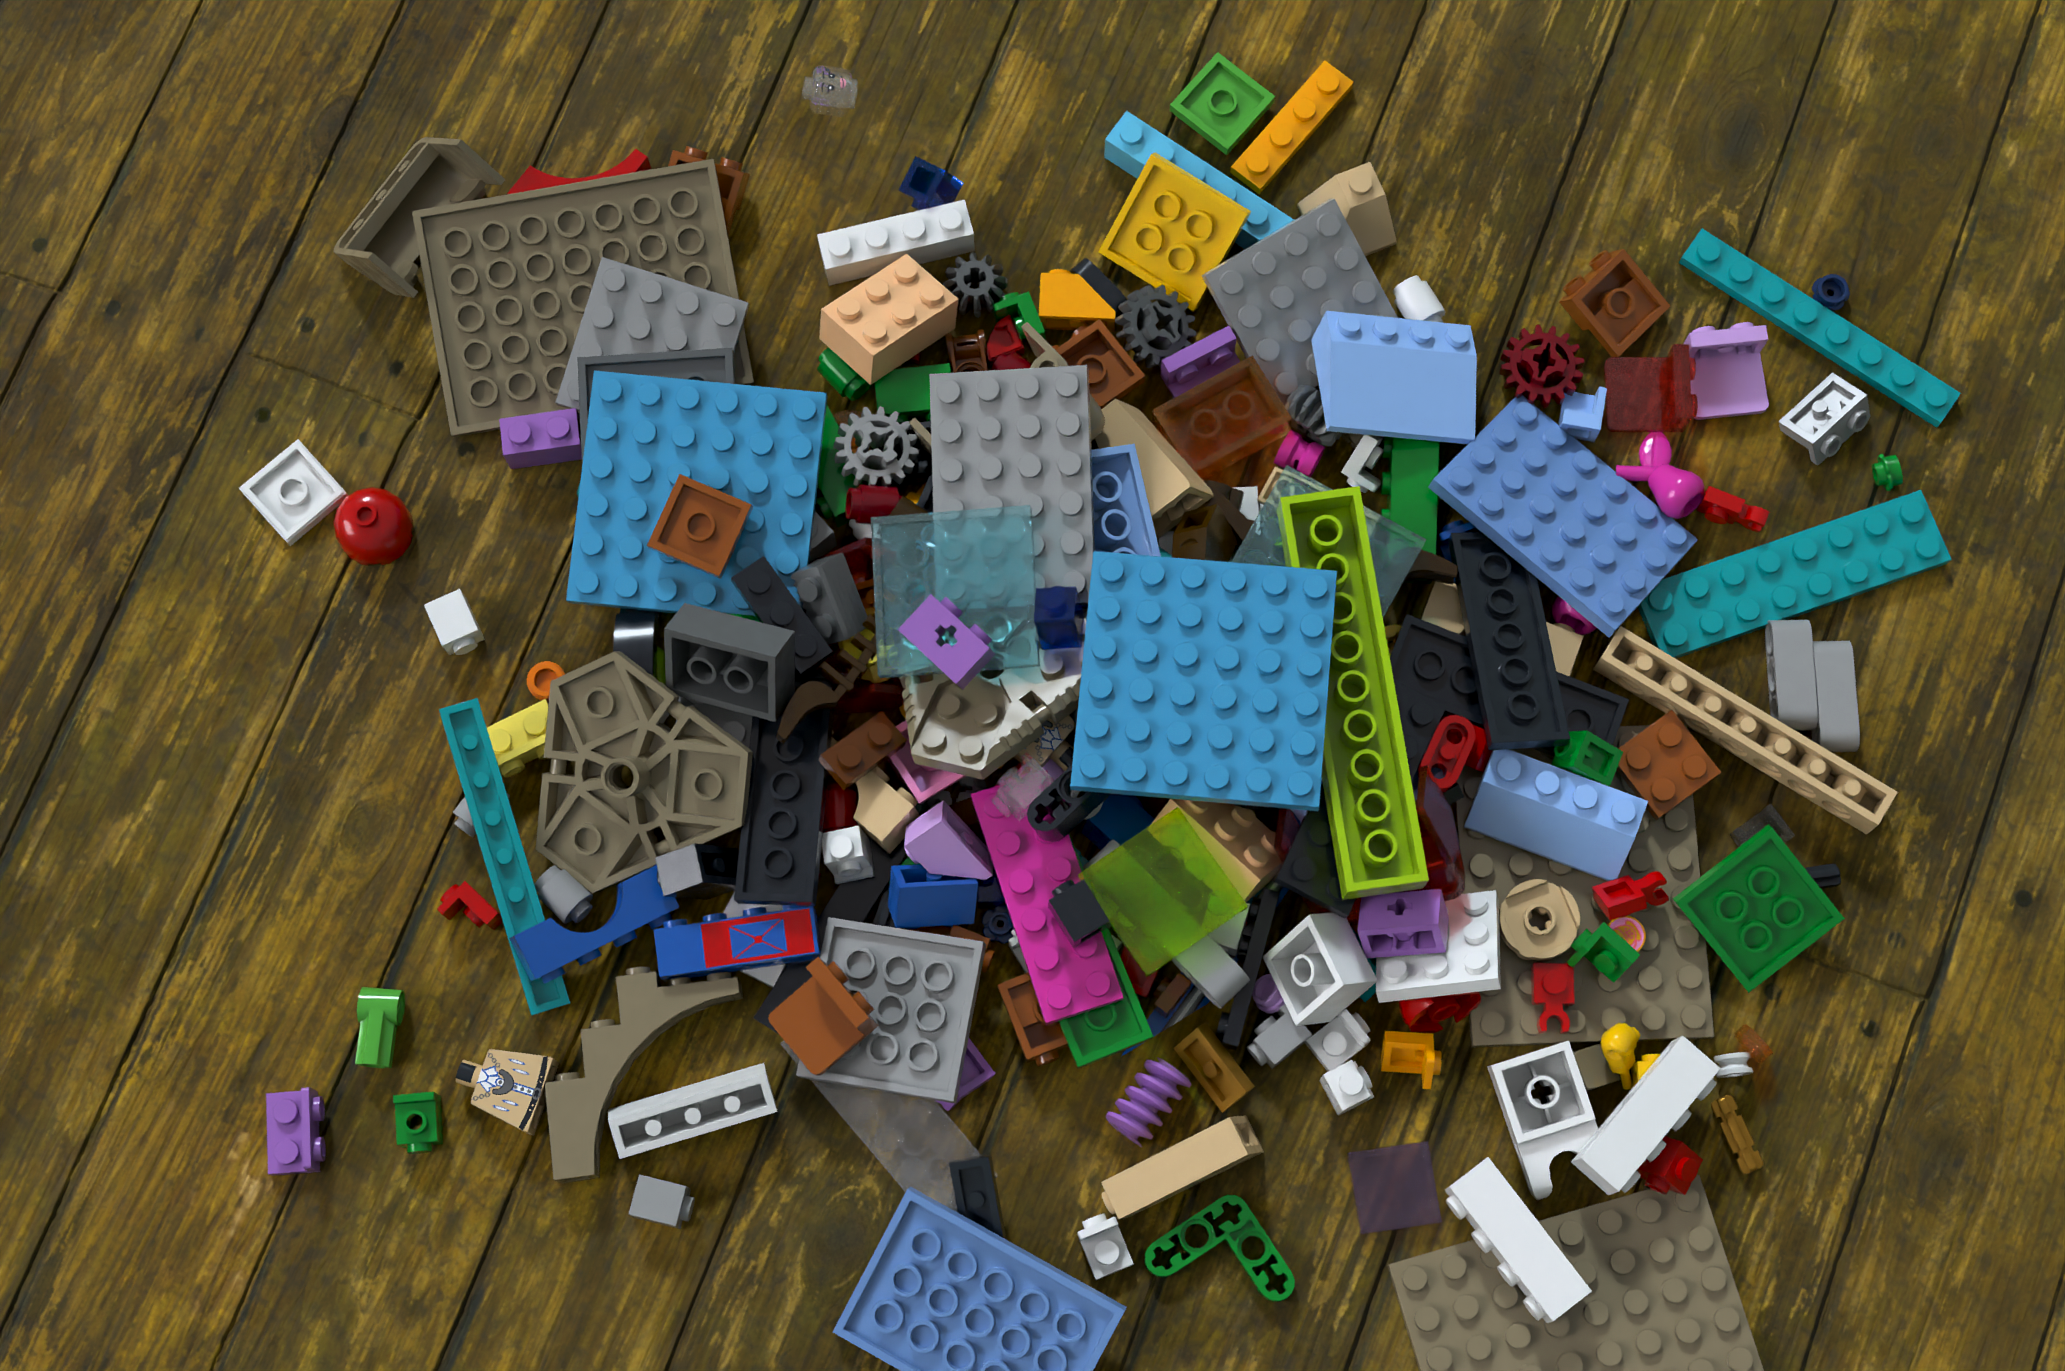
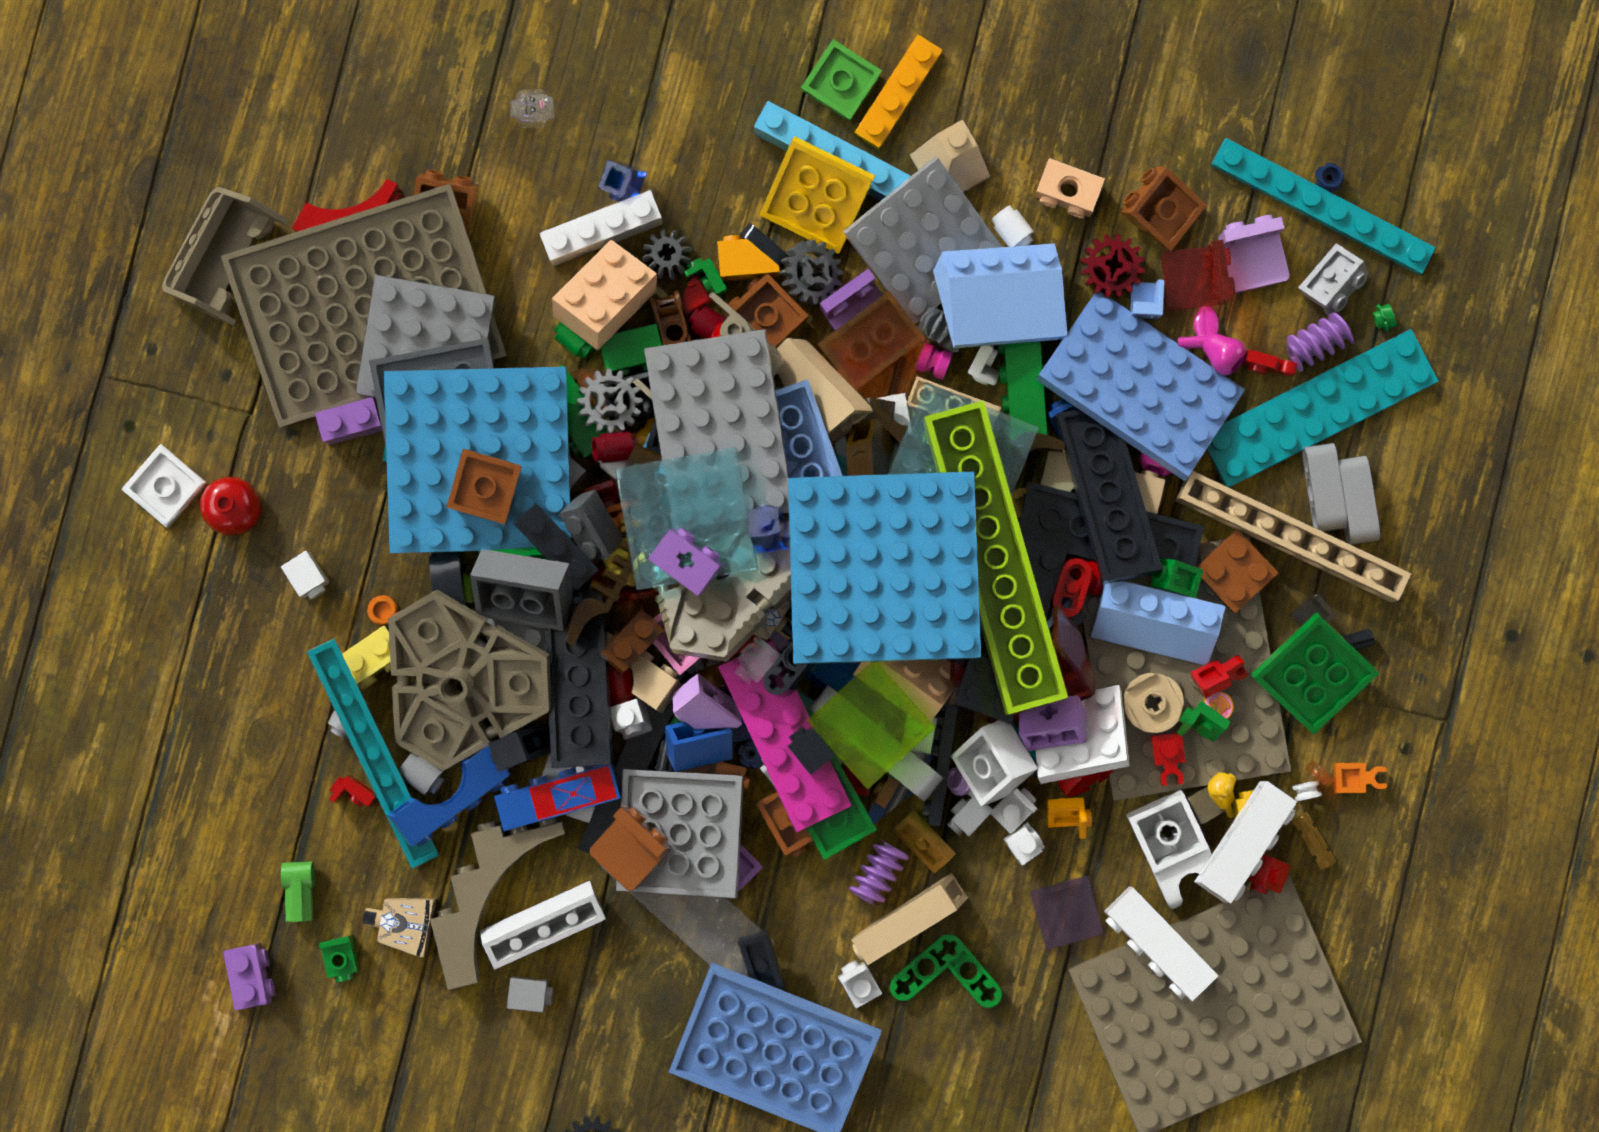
camera: 10 degrees left, 10 degrees up
(1486, 247) = (1086, 186): none -> light nougat brick
(1797, 1056) = (1354, 777): none -> orange plate
(1800, 485) = (1318, 339): none -> medium lavender piece

